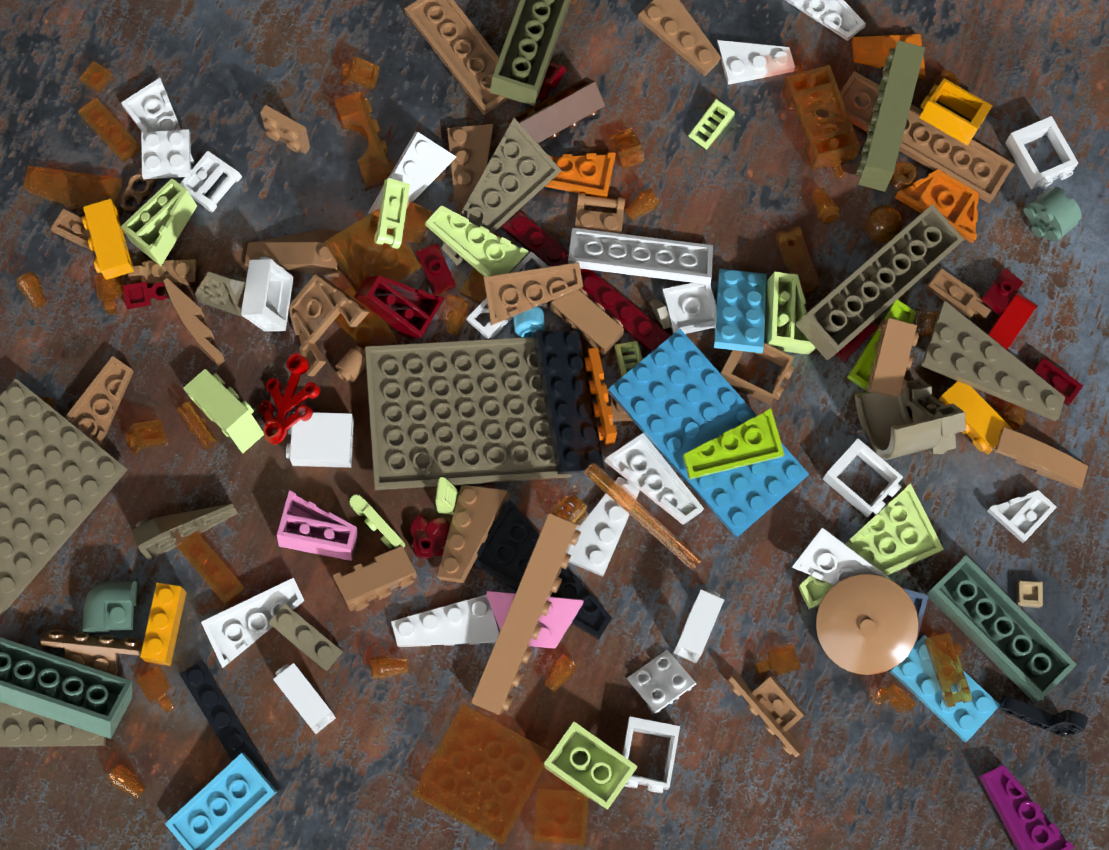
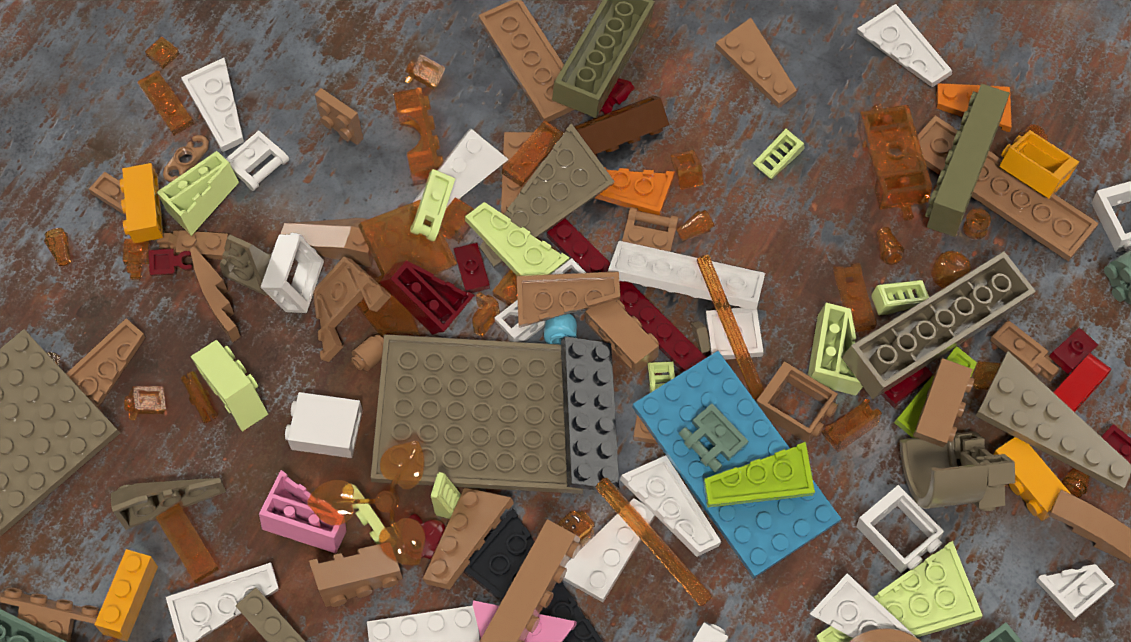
camera: 15 degrees right, 10 degrees down
(72, 188) = (117, 152): clear orange wing -> none
(110, 607) = (74, 570): sand green brick -> none
(166, 154) = (216, 129): white plate -> none
(276, 429) = (278, 407): red plant -> none
(402, 474) = (404, 466): none -> clear orange plant
(478, 148) = (532, 153): none -> clear orange plate
(606, 430) = (624, 424): orange wing -> none
(688, 302) = (730, 326): none -> clear orange axle
(690, 407) = (718, 432): none -> sand green plate
(740, 311) = (785, 340): medium azure plate -> none
(753, 61) = (830, 98): white wing -> none
(809, 384) = (852, 426): none -> clear orange hinge
(826, 261) = (885, 302): none -> yellowish green slope
(949, 196) = (1026, 249): orange wing -> none

